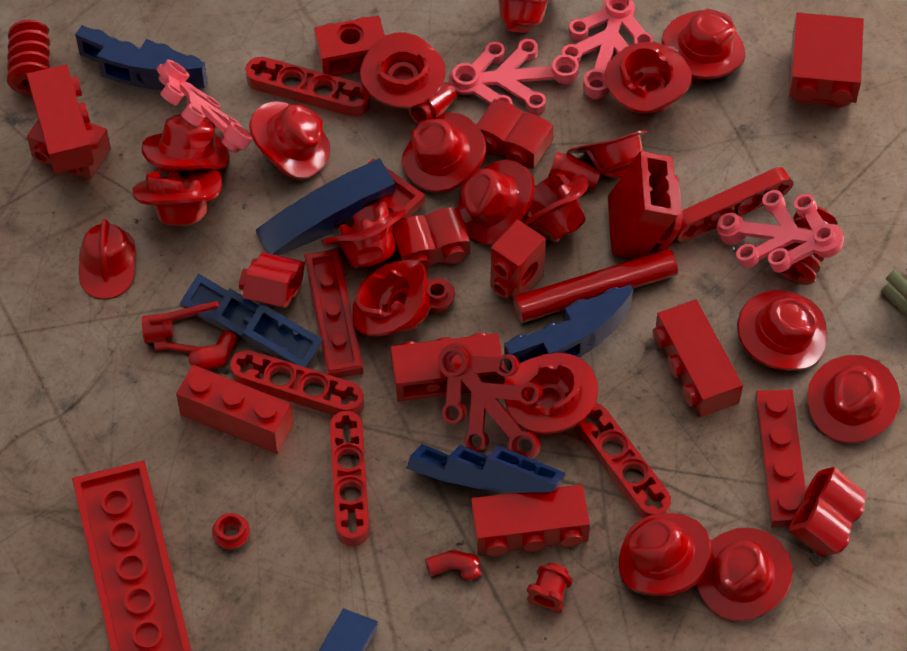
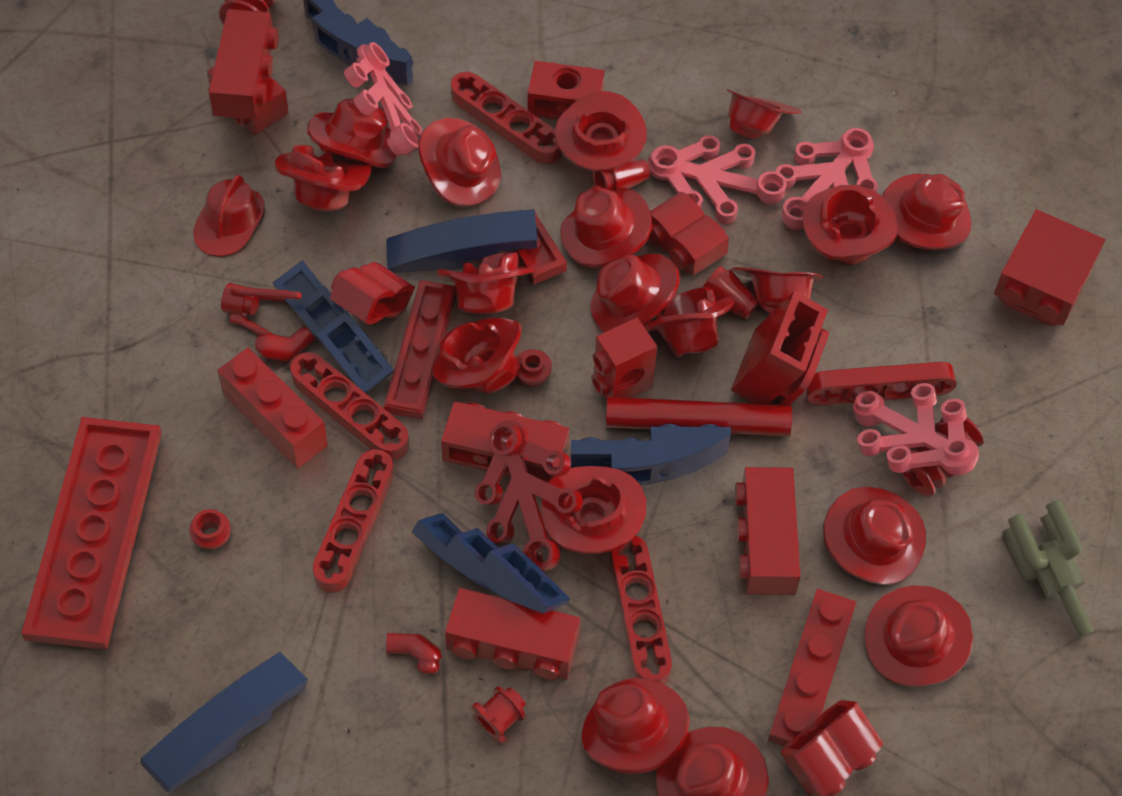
camera: 20 degrees right, 0 degrees up
(432, 237) = (552, 308): red brick -> none

